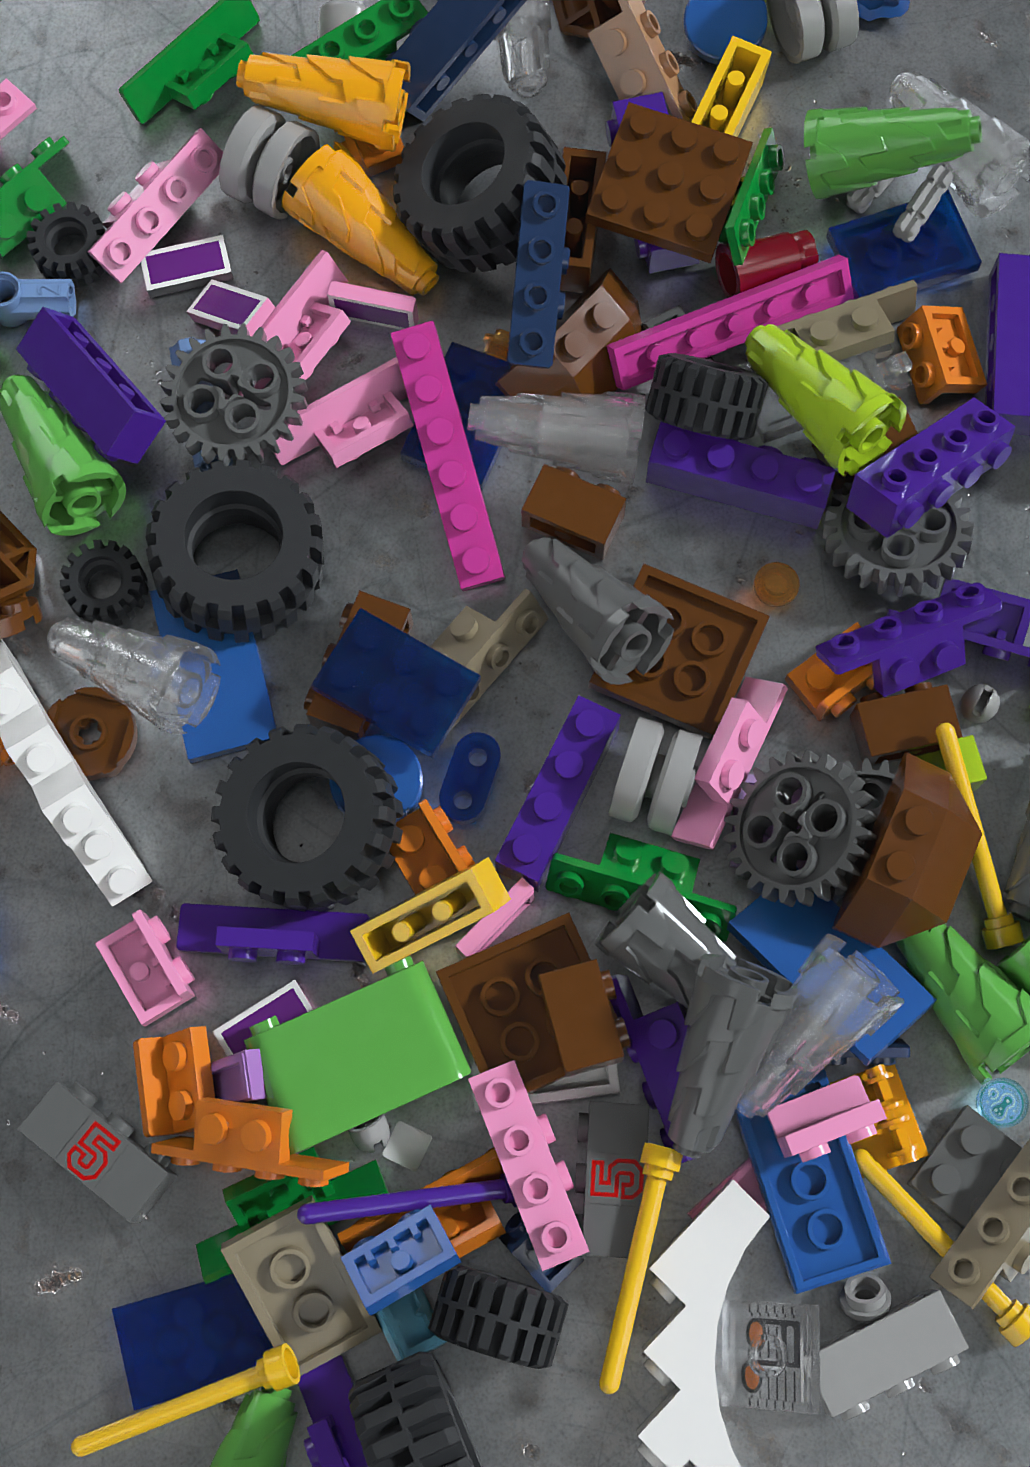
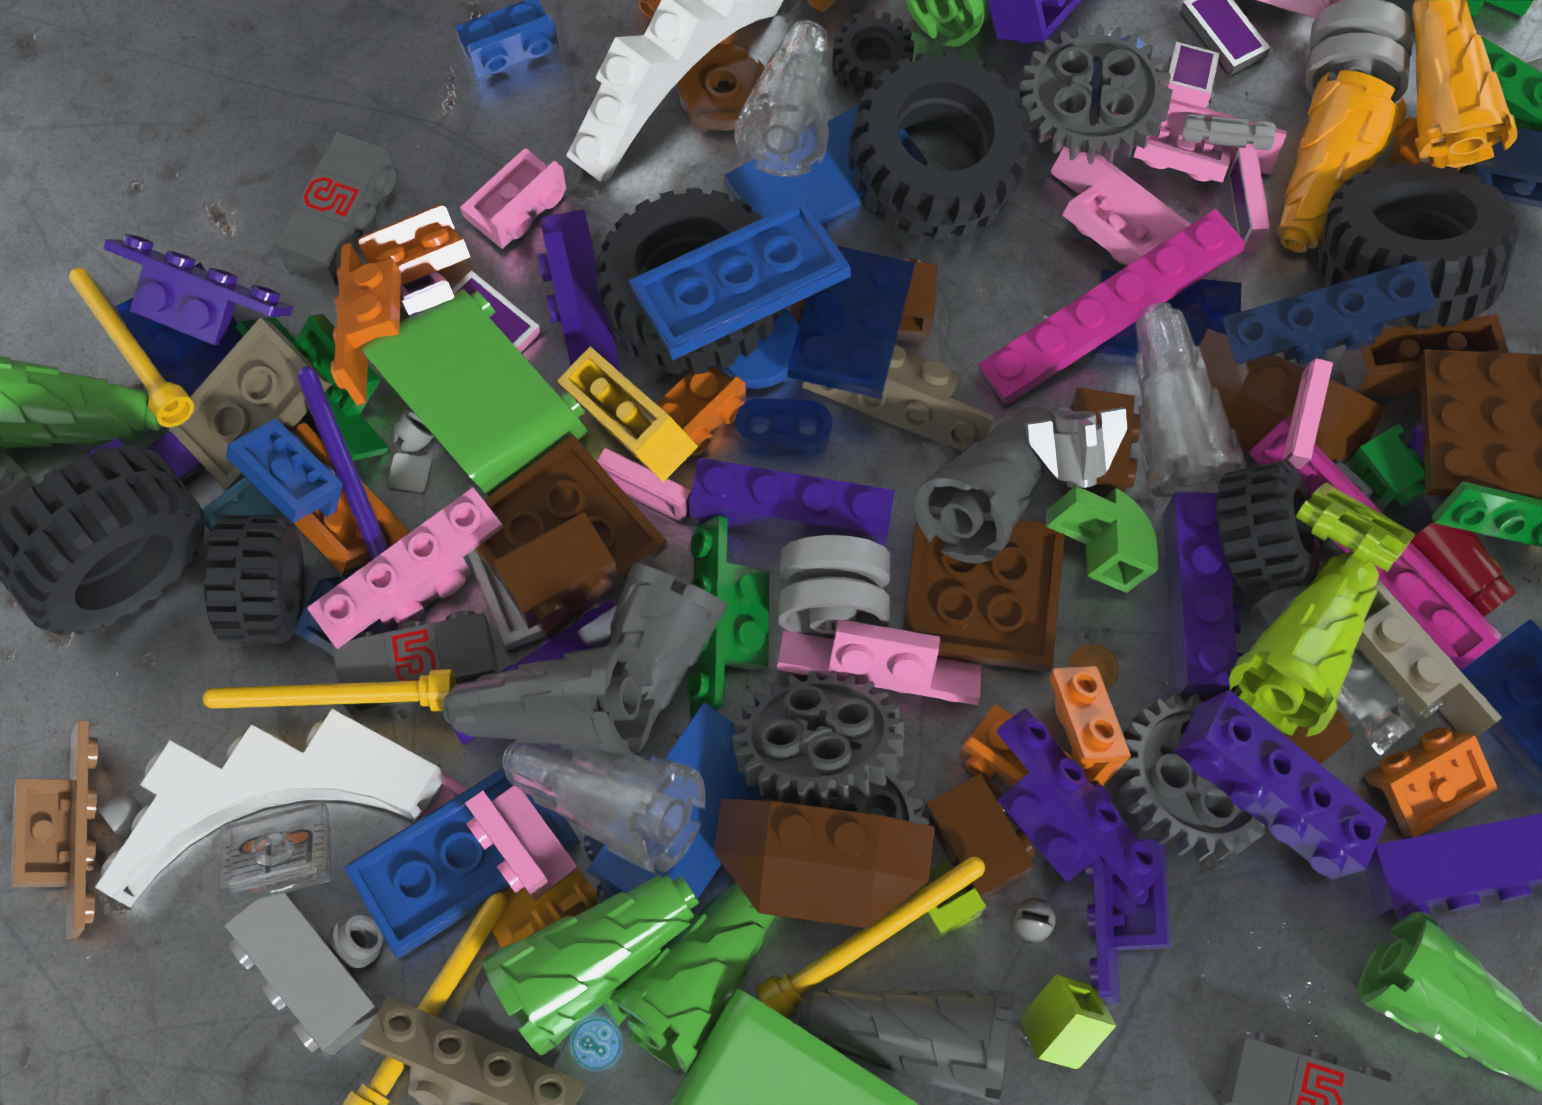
camera: 70 degrees right, 5 degrees down
(157, 1324) = (187, 296): none -> dark purple bracket
(307, 297) = (1229, 131): none -> light grey axle
(346, 766) = (739, 279): none -> blue tile
(587, 522) = (1078, 445): none -> light grey brick
(623, 325) = (1307, 412): none -> bright pink tile
(665, 285) = (1390, 469): none -> green brick
(667, 524) = (1116, 535): none -> bright green brick
(732, 326) = (1355, 526): none -> lime plate
(835, 600) = (1089, 722): none -> orange bracket
(957, 1095) = (581, 960): none -> bright green cone

